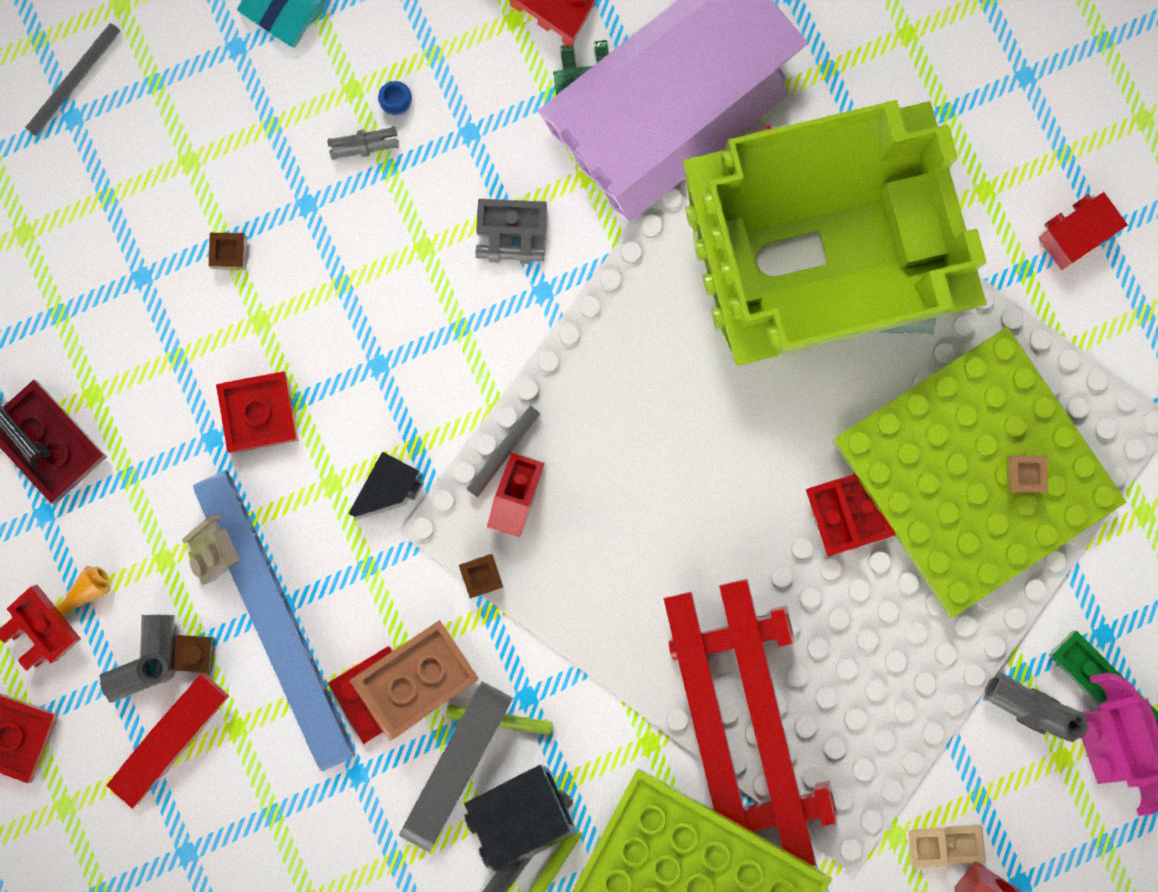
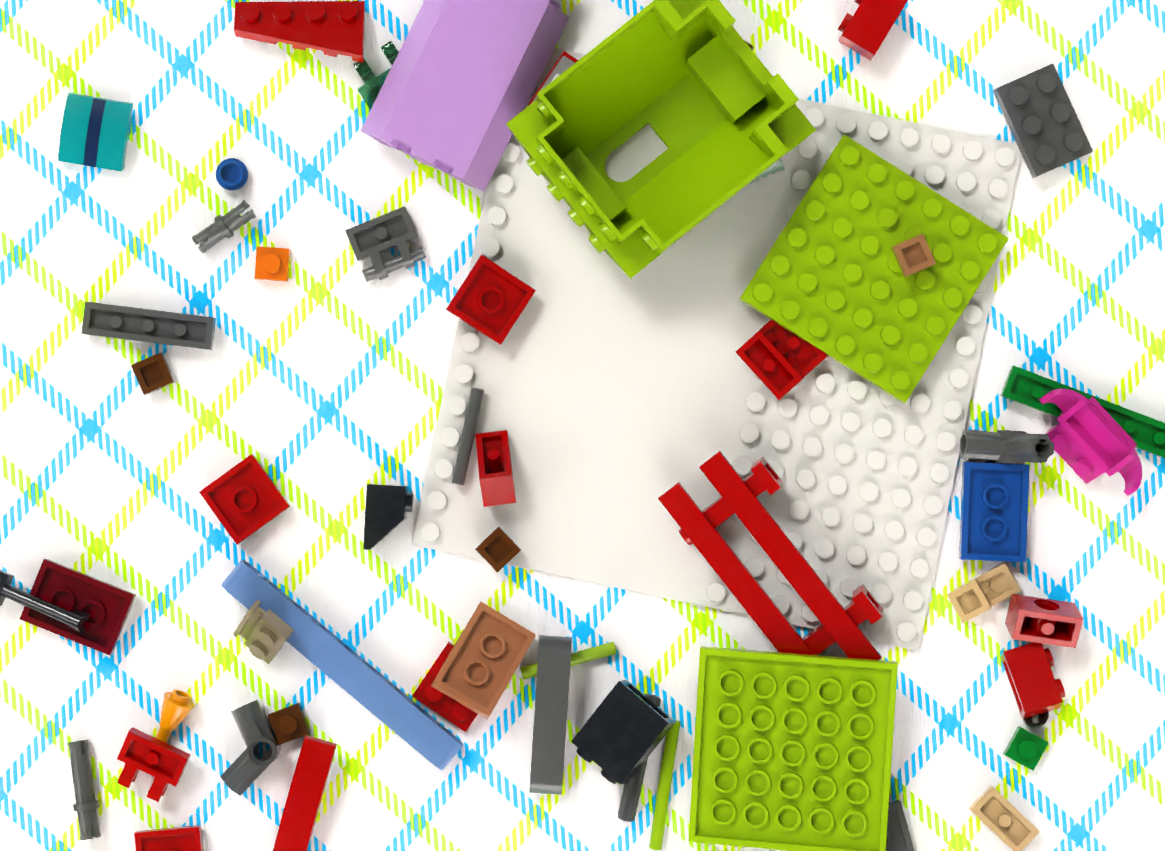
camera: 20 degrees left, 5 degrees up
(245, 203) = (148, 325): none -> dark grey plate
(393, 200) = (272, 264): none -> orange plate
(587, 328) = (490, 299): none -> red plate
(993, 769) = (994, 512): none -> blue plate

